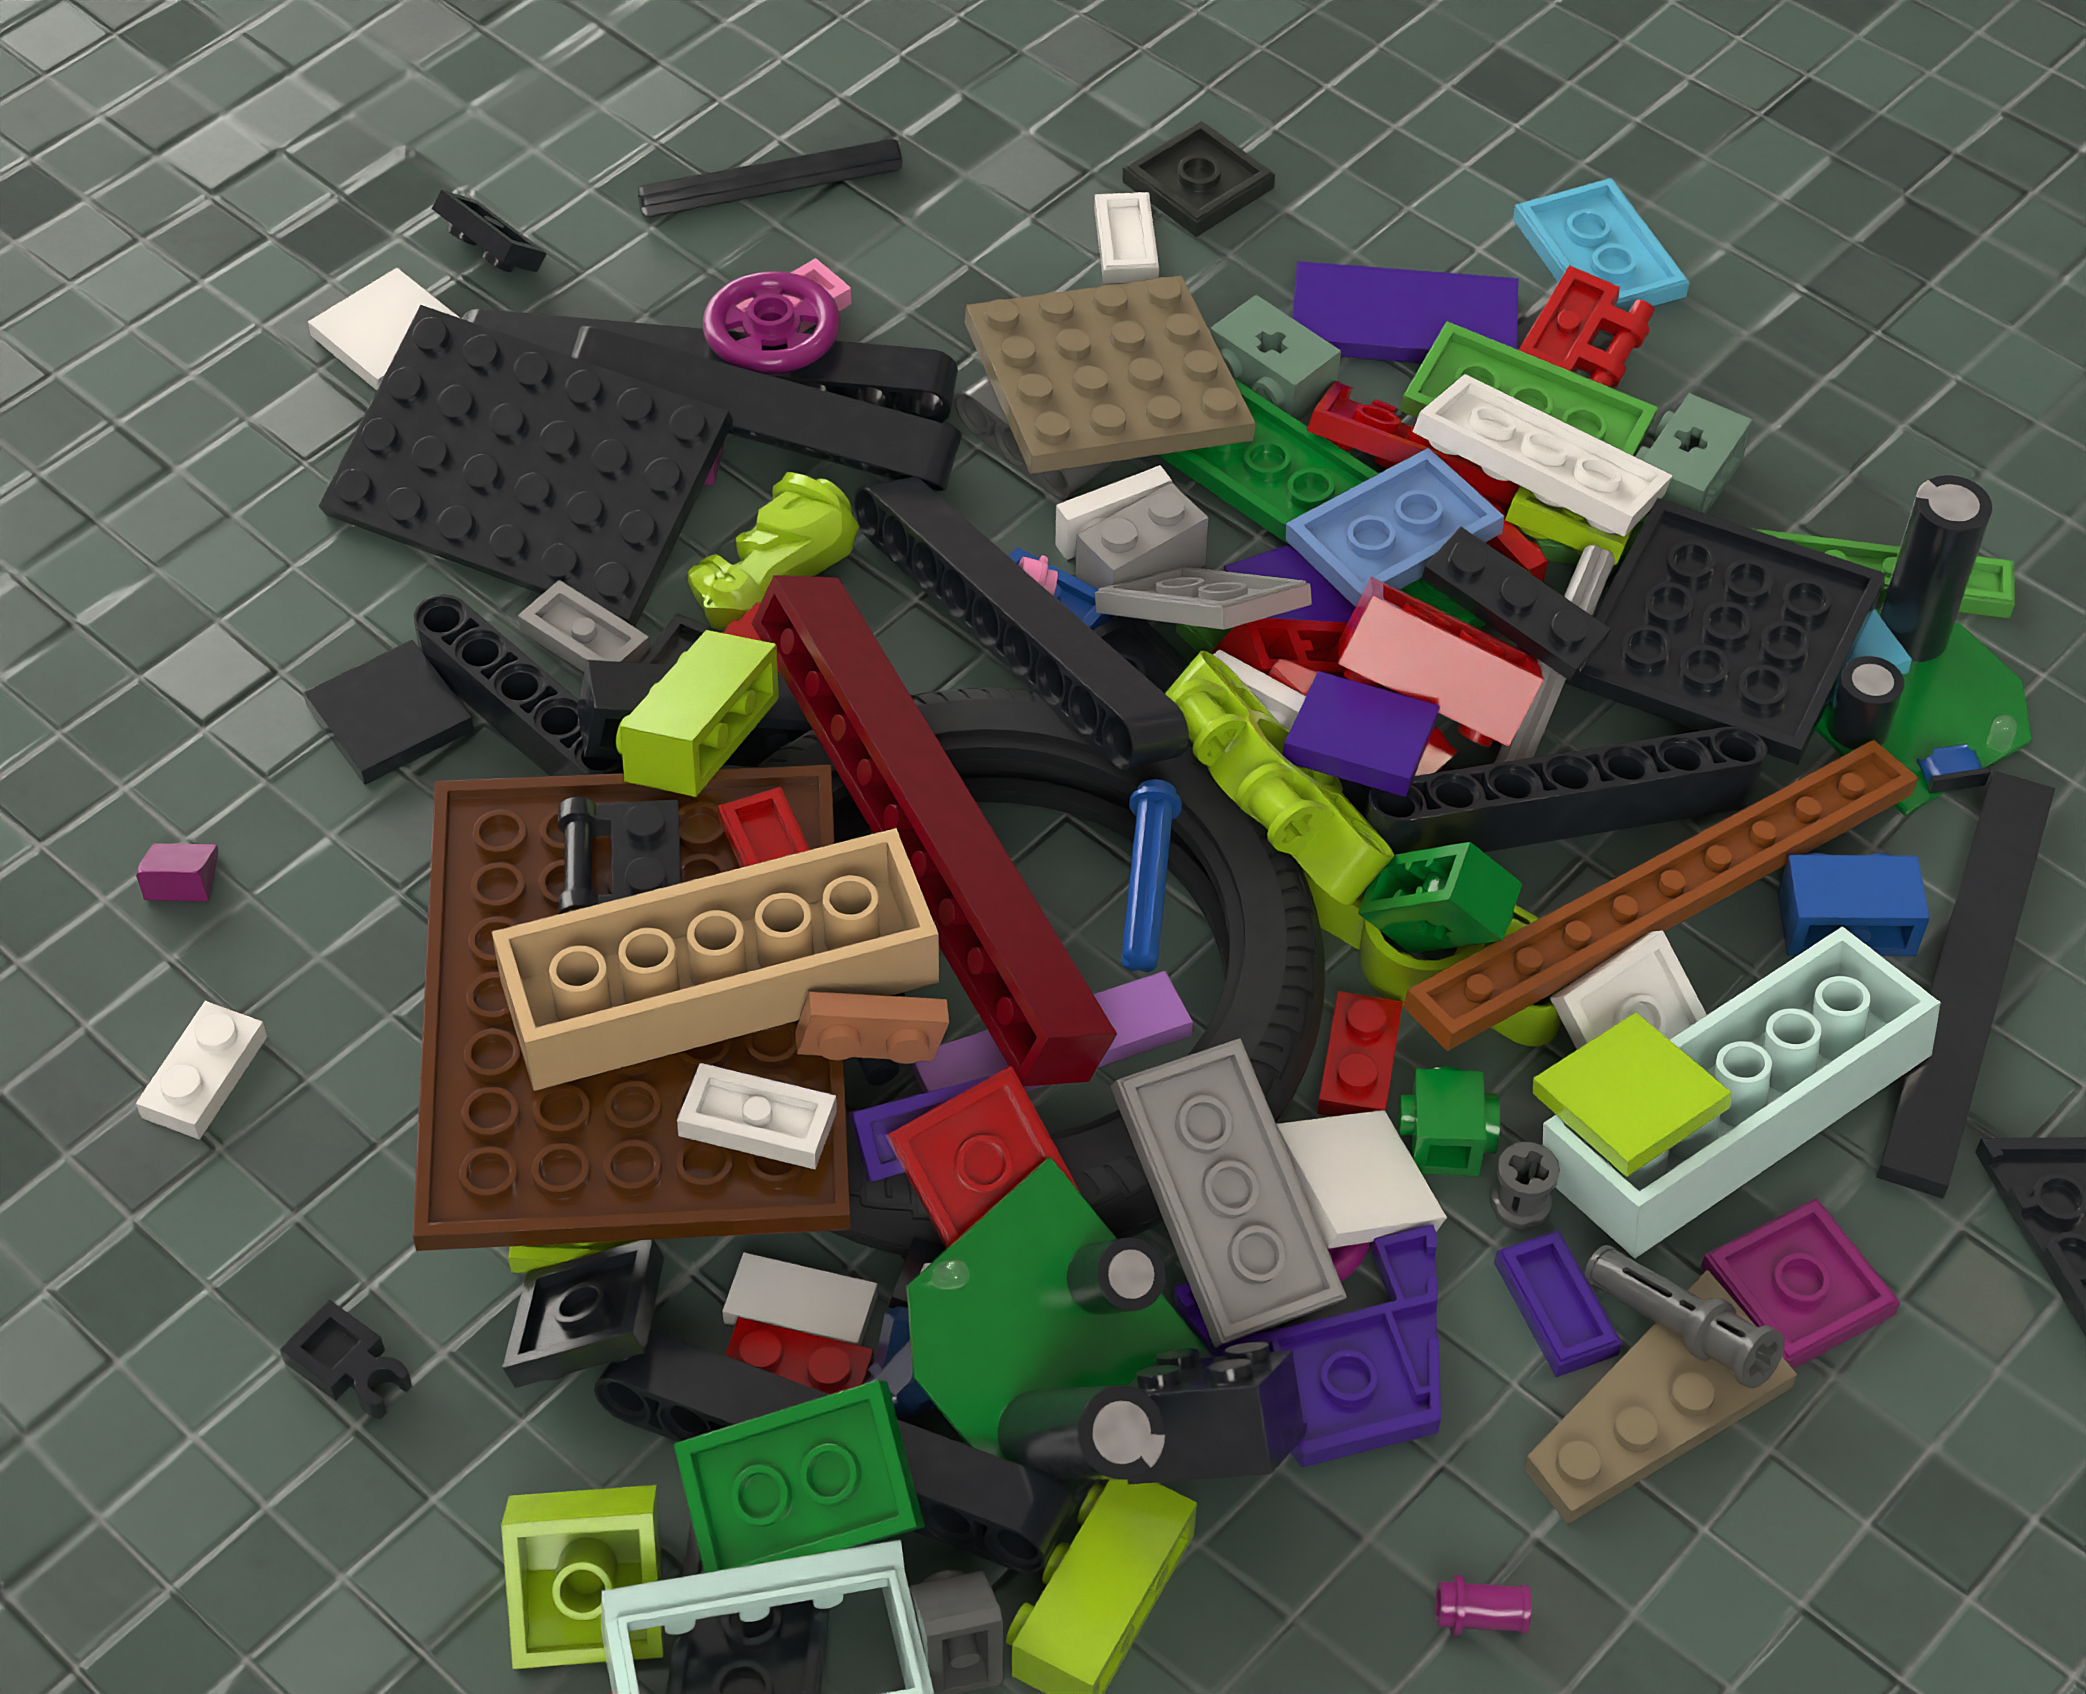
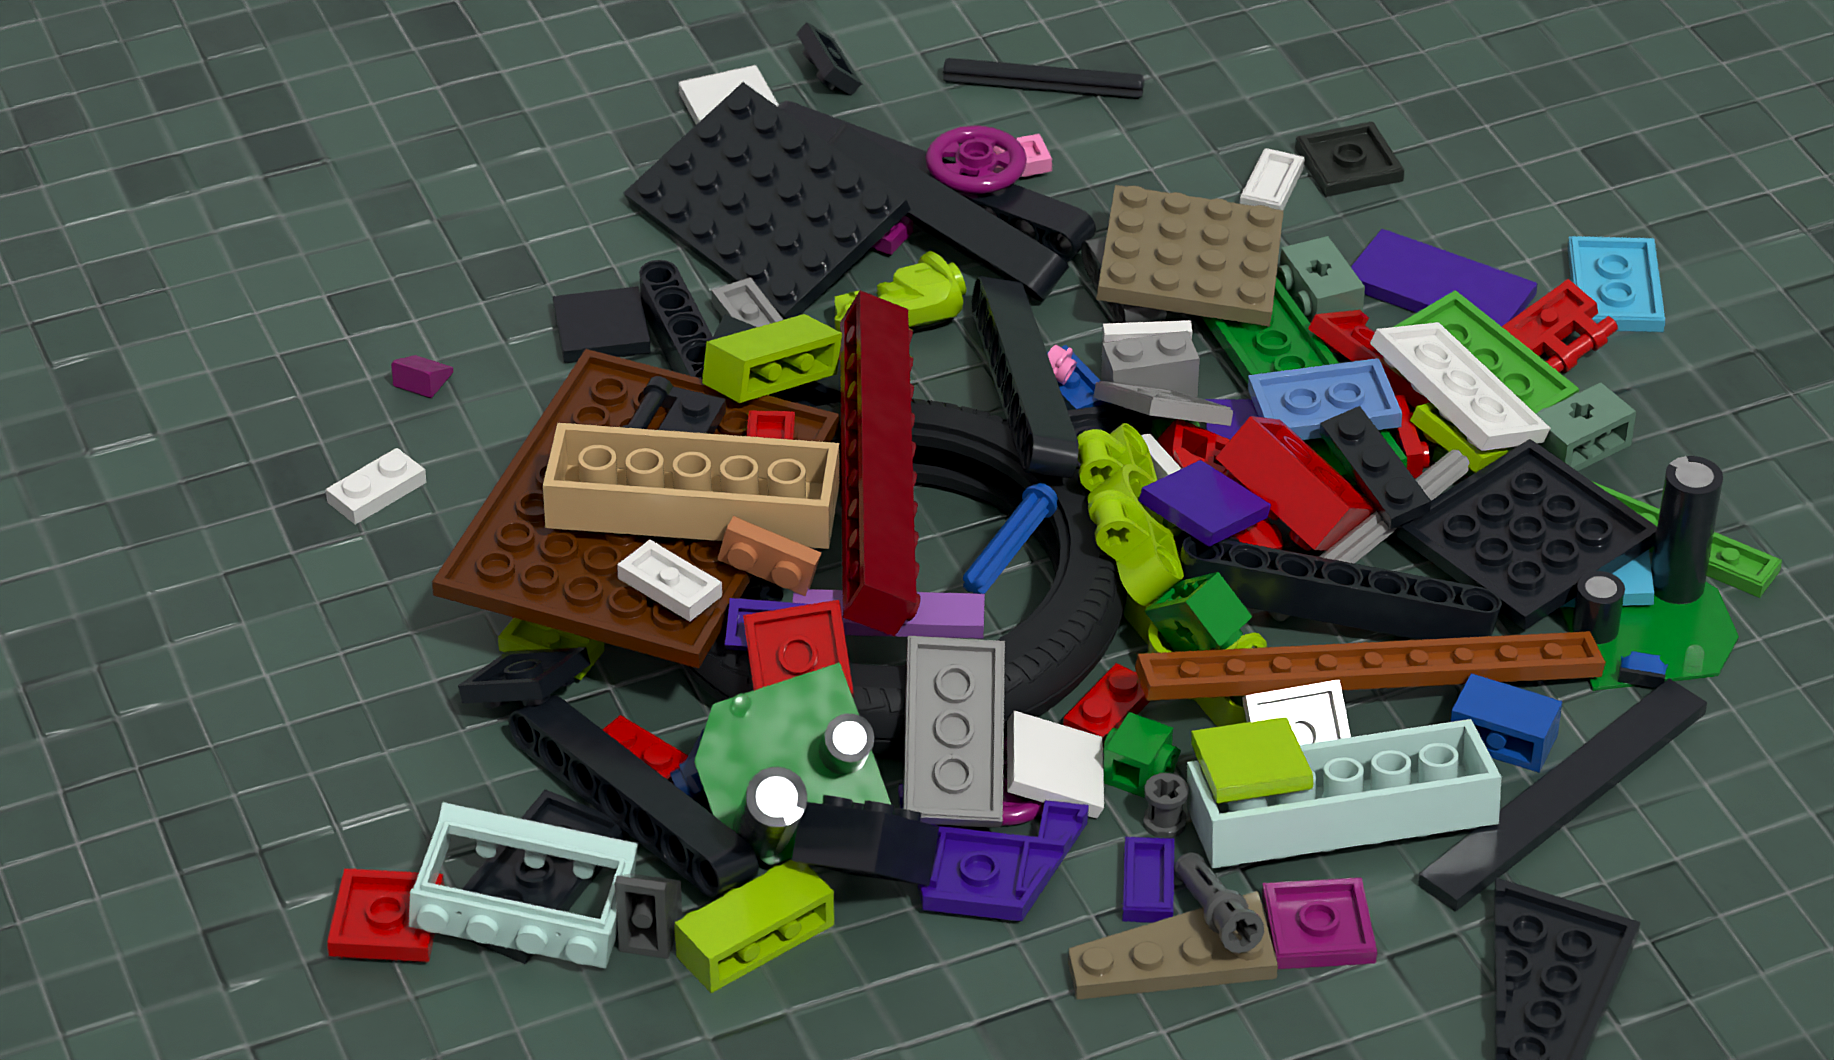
camera: 25 degrees right, 10 degrees down
(343, 1353) = (374, 657): black plate -> none
(562, 1557) = (419, 799): lime slope -> none
(800, 1299) = (662, 717): white tile -> none
(800, 1481) = (597, 788): green plate -> none
(1482, 1606) = (986, 1015): magenta pin -> none

